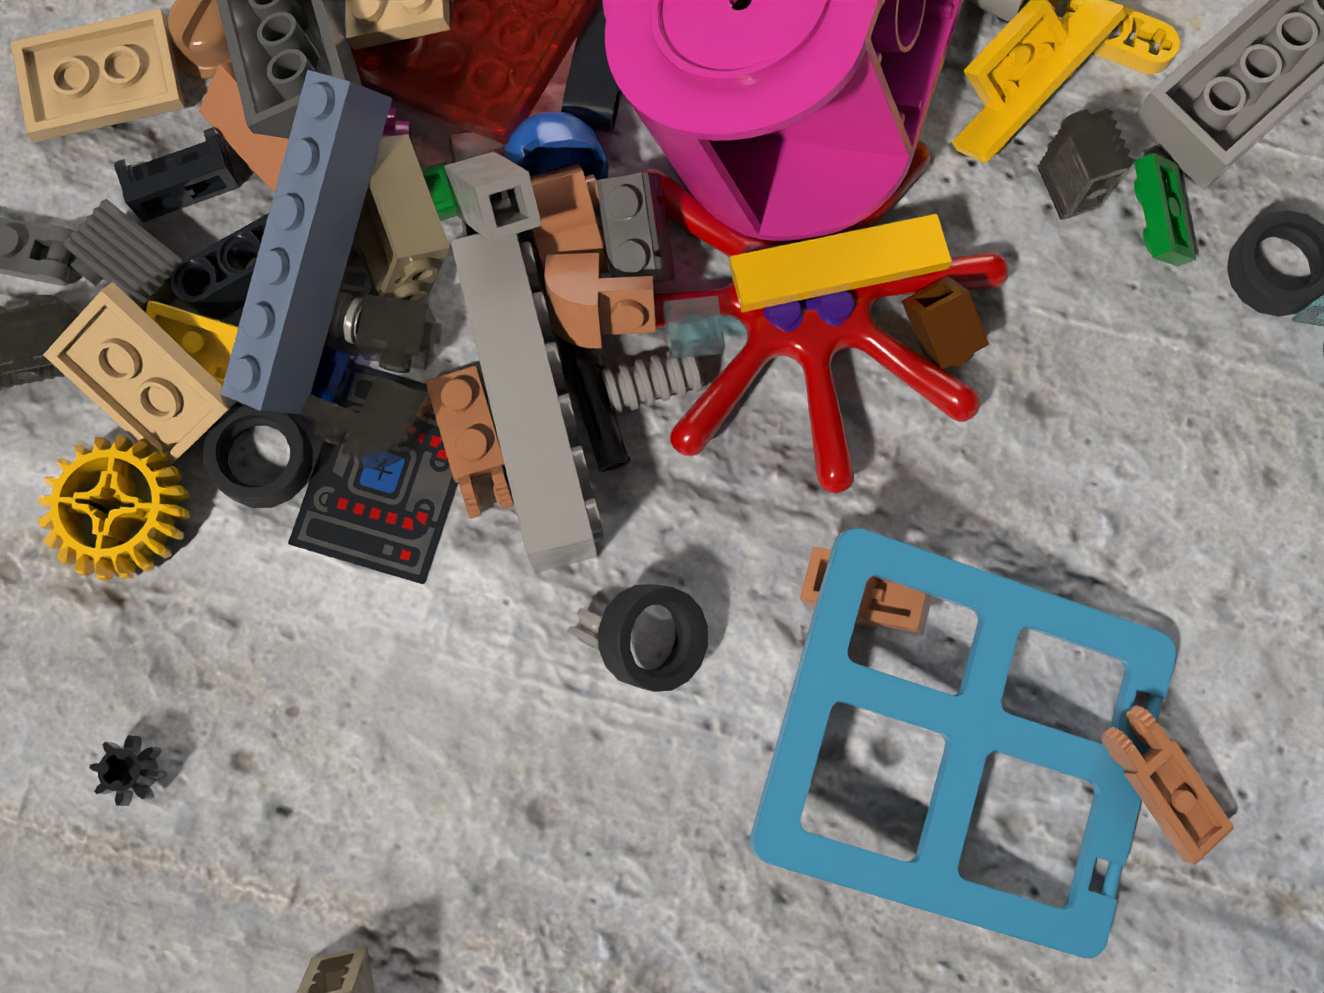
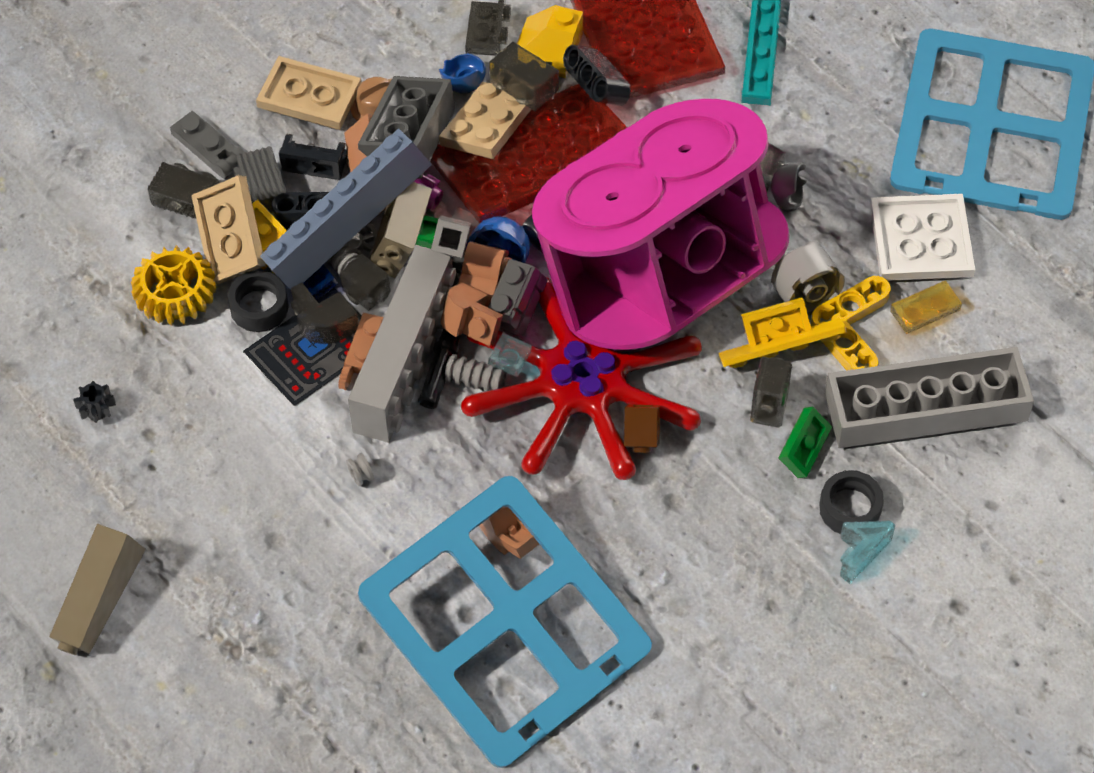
camera: 35 degrees right, 20 degrees down
(689, 643) = (410, 484): black tyre -> none
(839, 262) = (605, 364): yellow tile -> none
(1169, 786) = (595, 707): nougat hinge -> none

